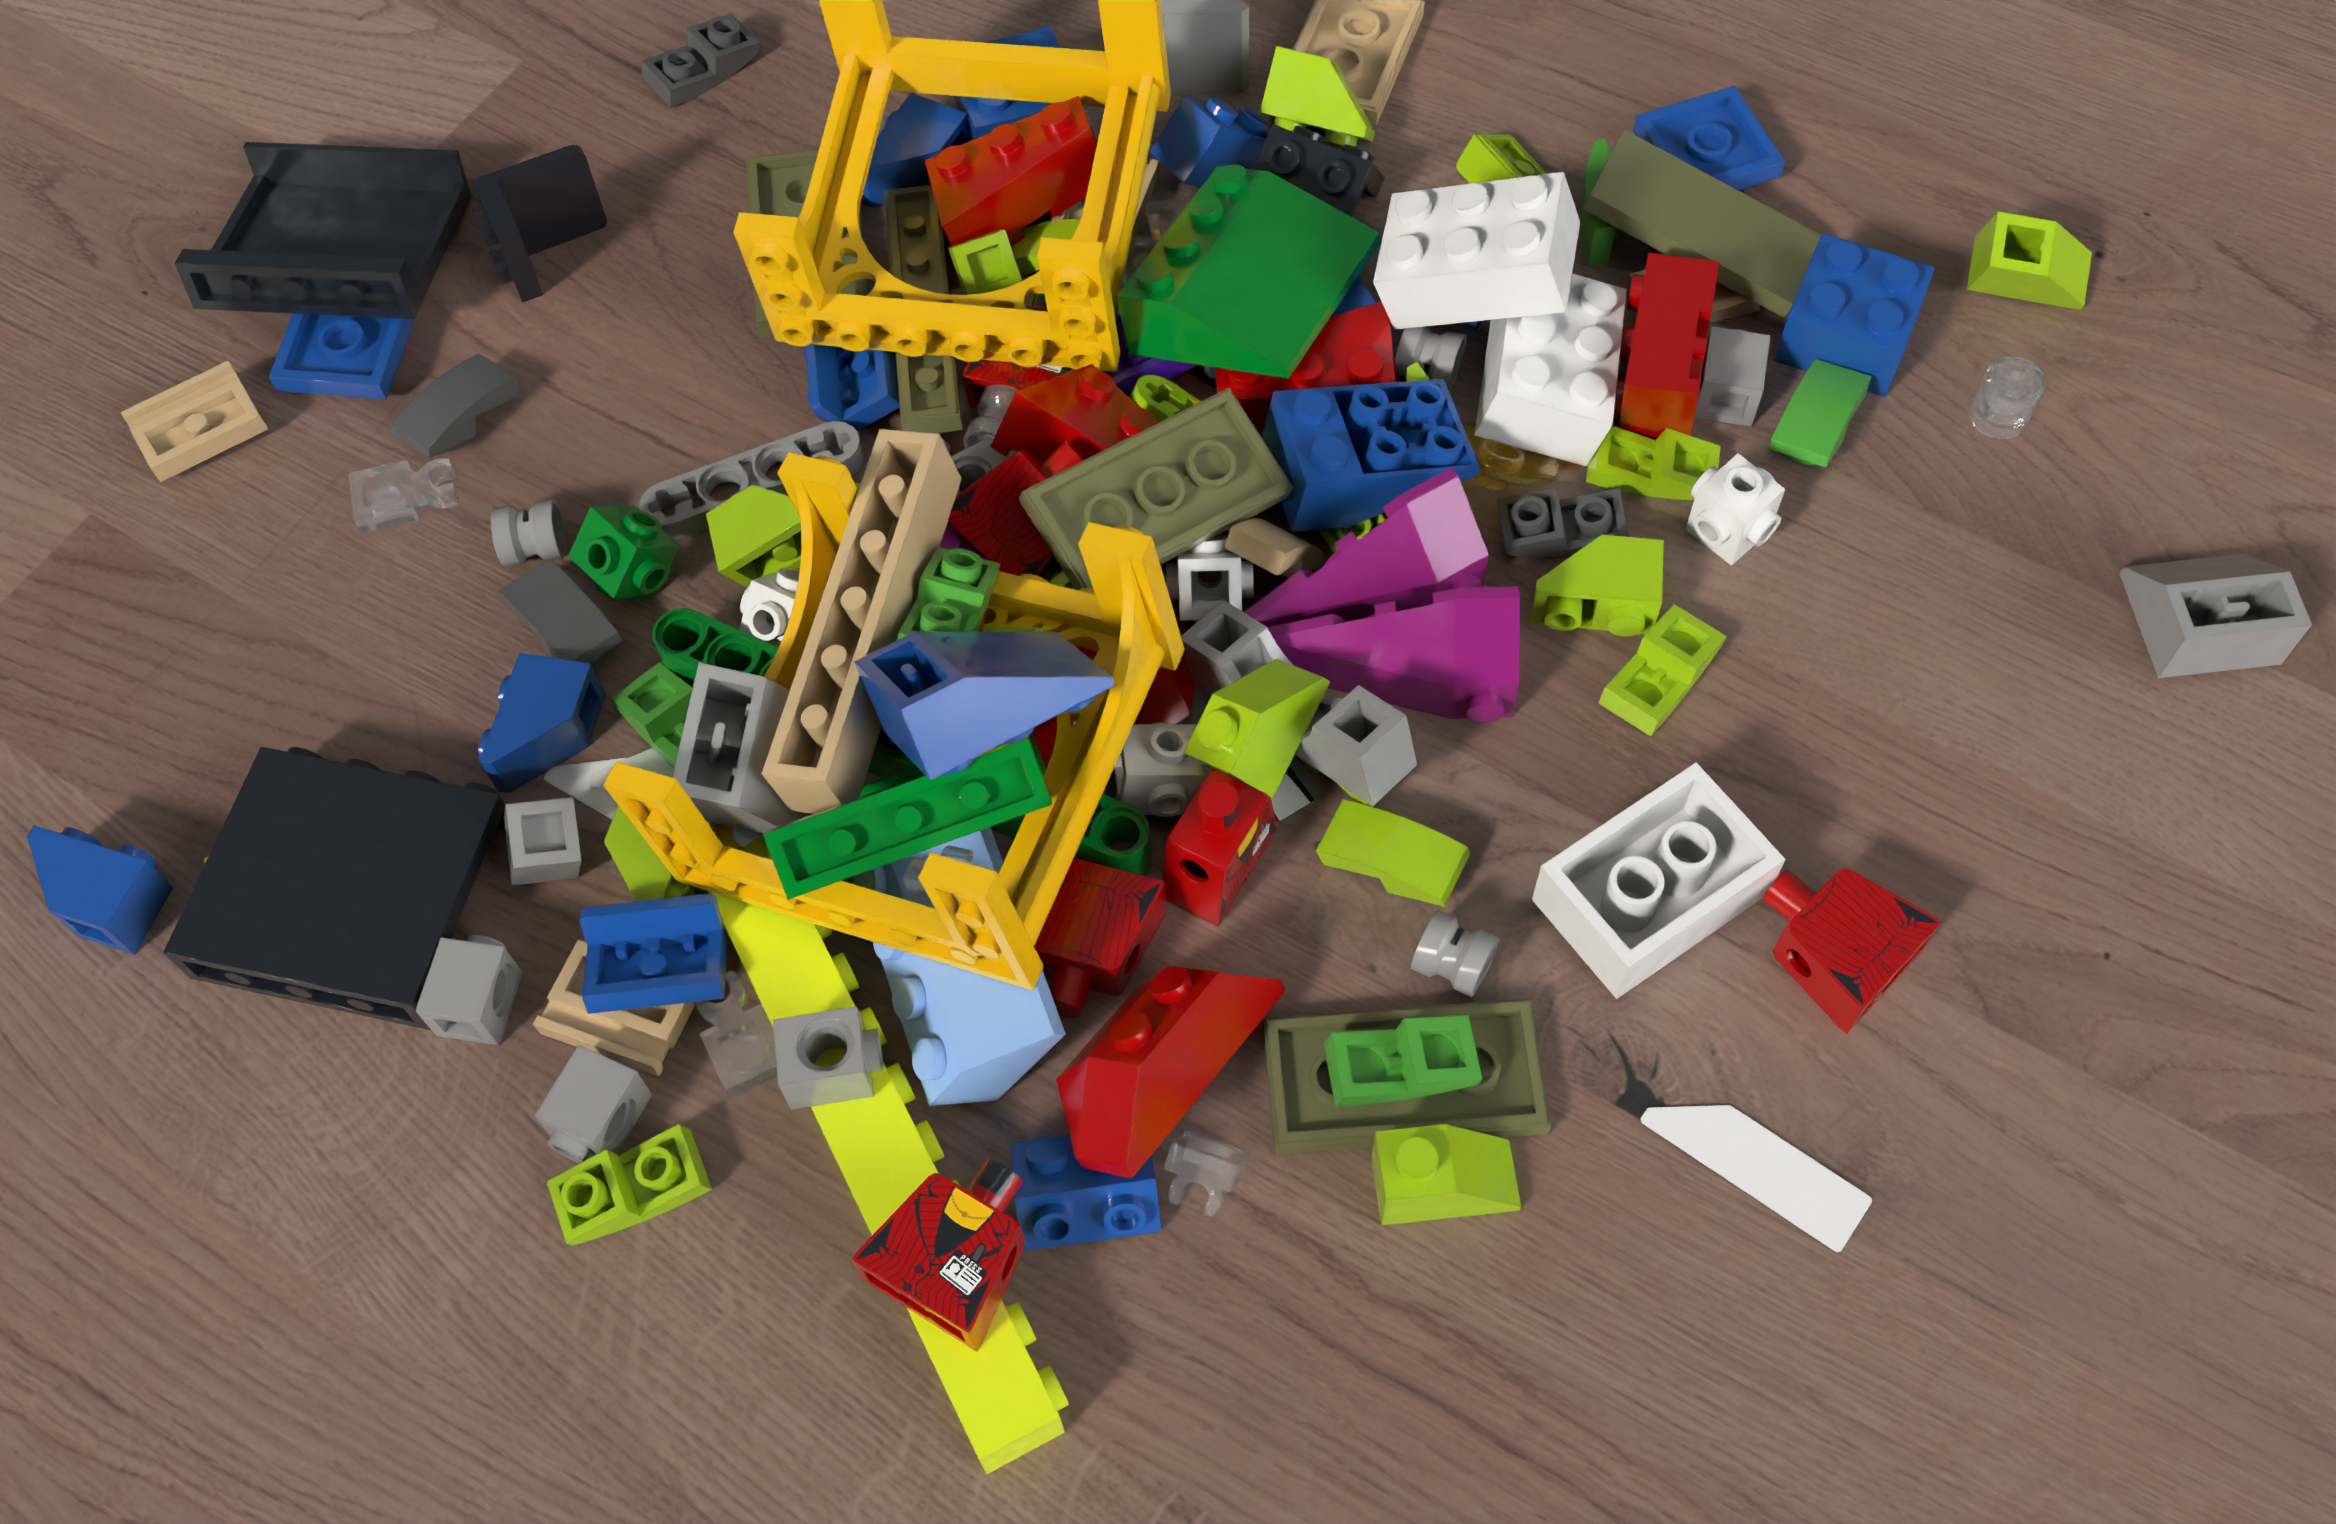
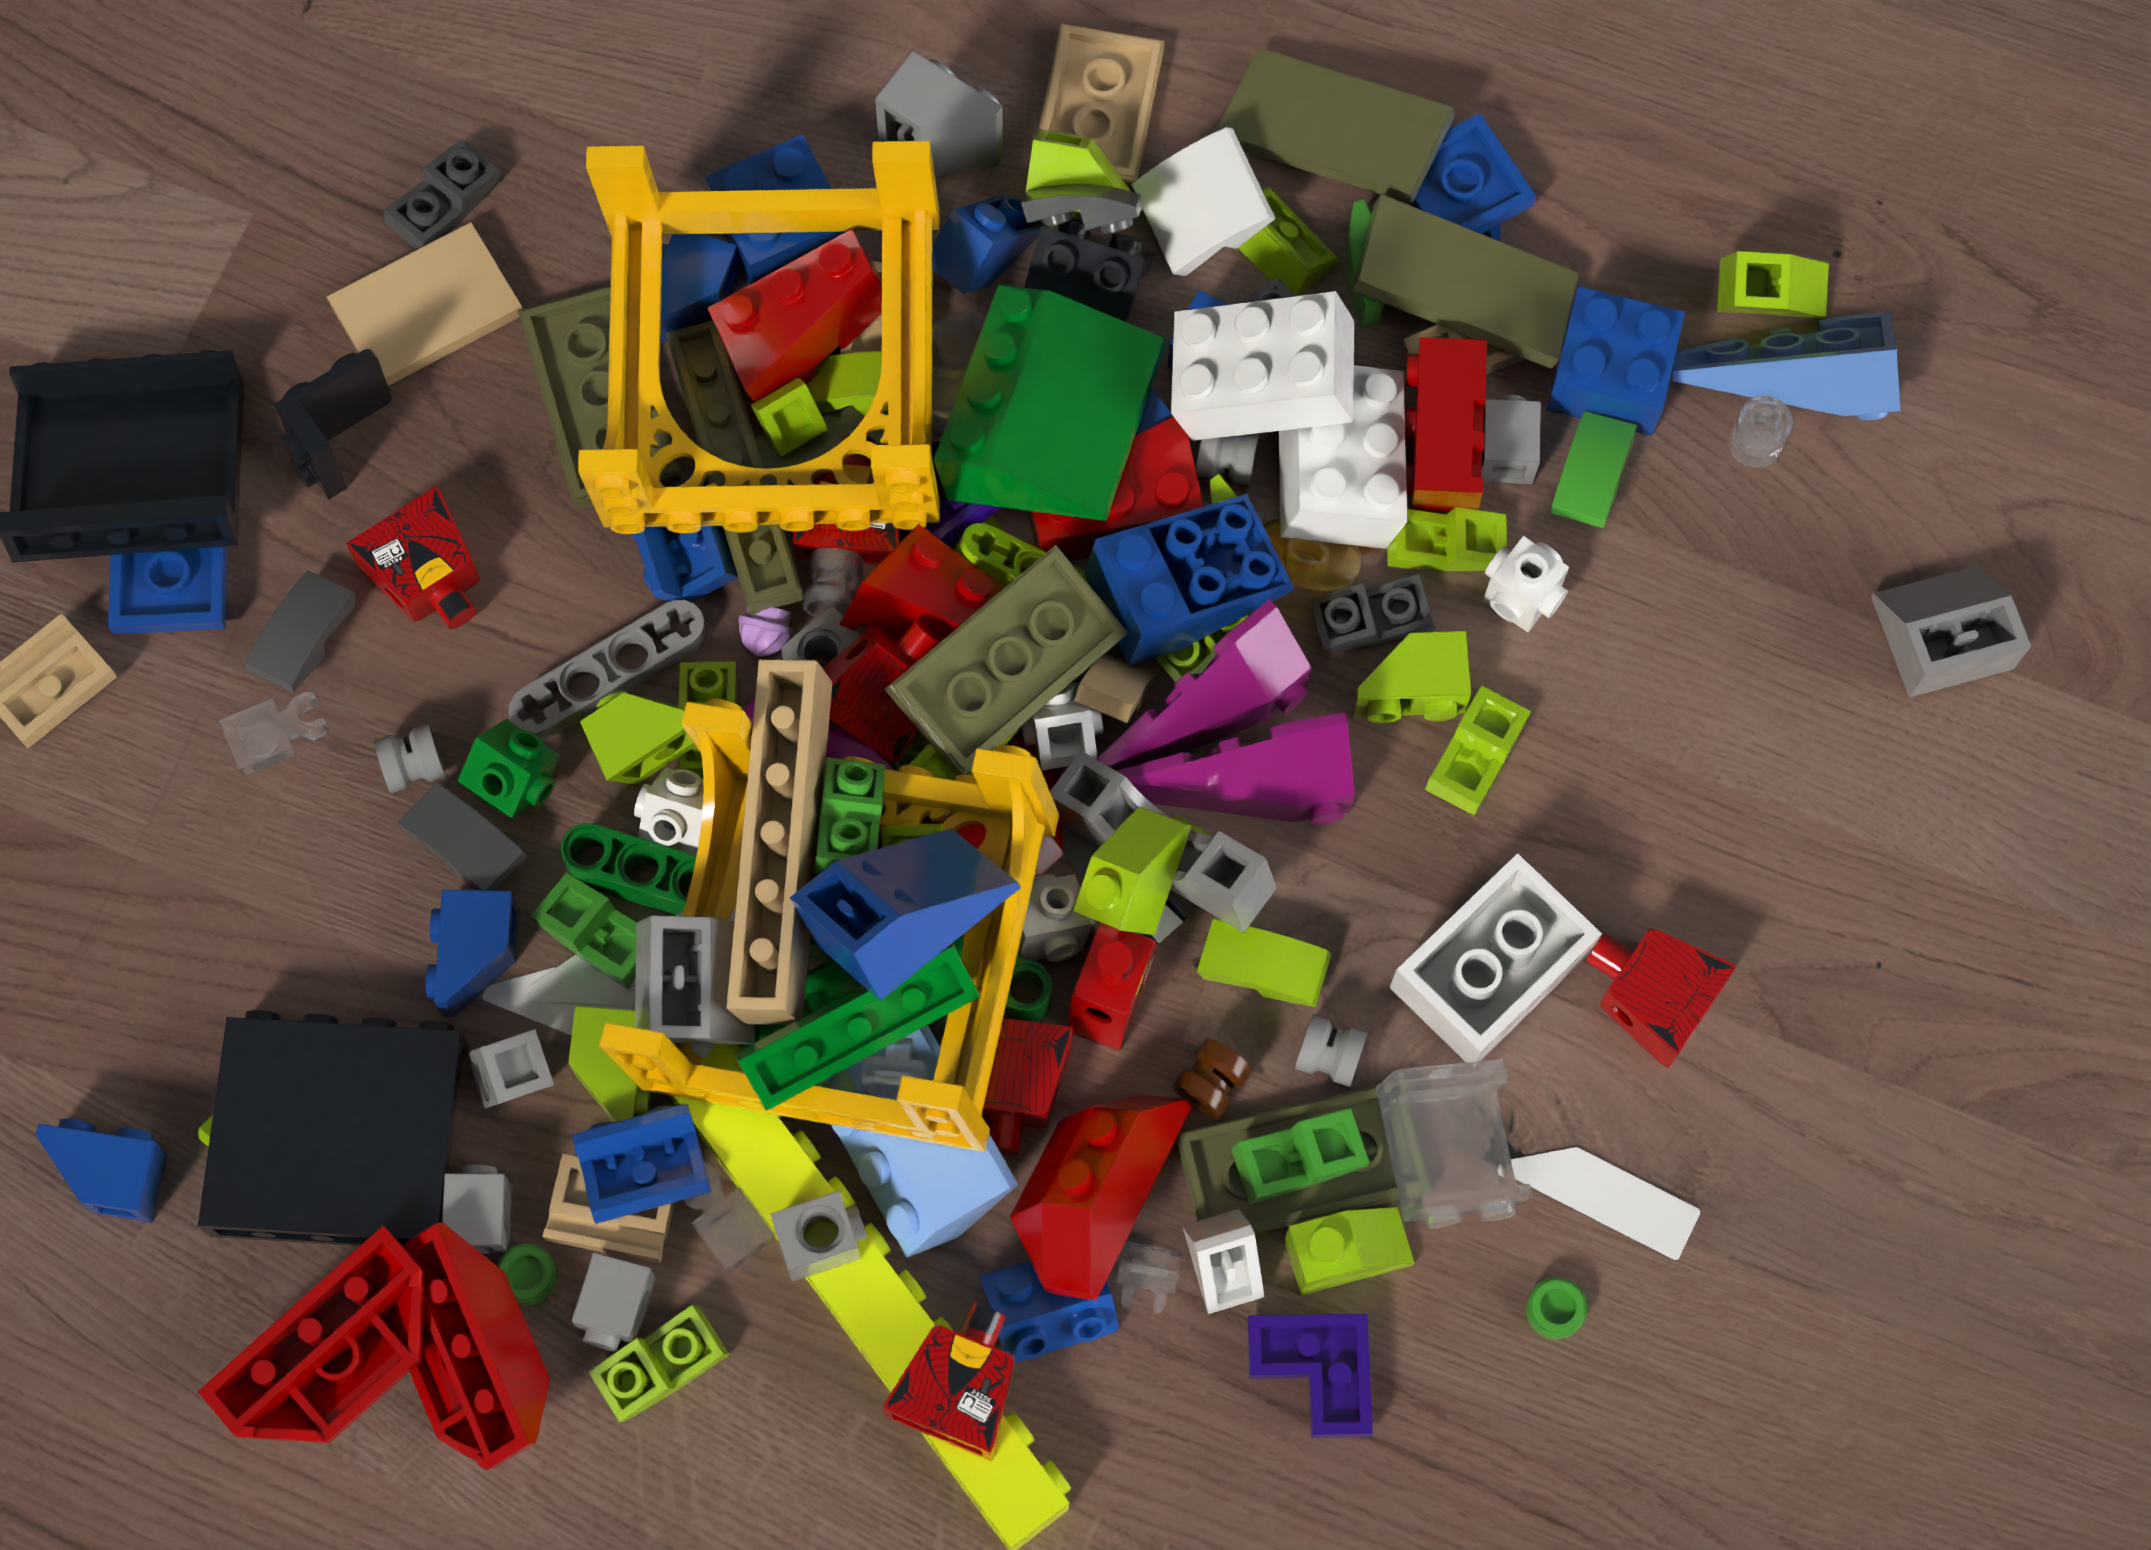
camera: 15 degrees left, 10 degrees up
(255, 1106) = (328, 1351): none -> red wedge
(418, 1126) = (478, 1357): none -> red wedge
(510, 1066) = (529, 1273): none -> bright green tile
(589, 355) = (419, 561): none -> red torso
(662, 146) = (427, 304): none -> tan tile
(1296, 1168) = (1225, 1260): none -> white slope
(1315, 964) = (1212, 1078): none -> reddish brown wheel
(1331, 111) = (1098, 204): none -> dark grey slope
(1407, 1296) = (1328, 1352): none -> dark purple plate
(1441, 129) = (1203, 201): none -> white slope
(1580, 1071) = (1450, 1143): none -> clear panel
(1585, 80) = (1336, 125): none -> olive tile
(1685, 1285) = (1556, 1308): none -> bright green tile
(2097, 348) = (1836, 370): none -> medium blue wedge

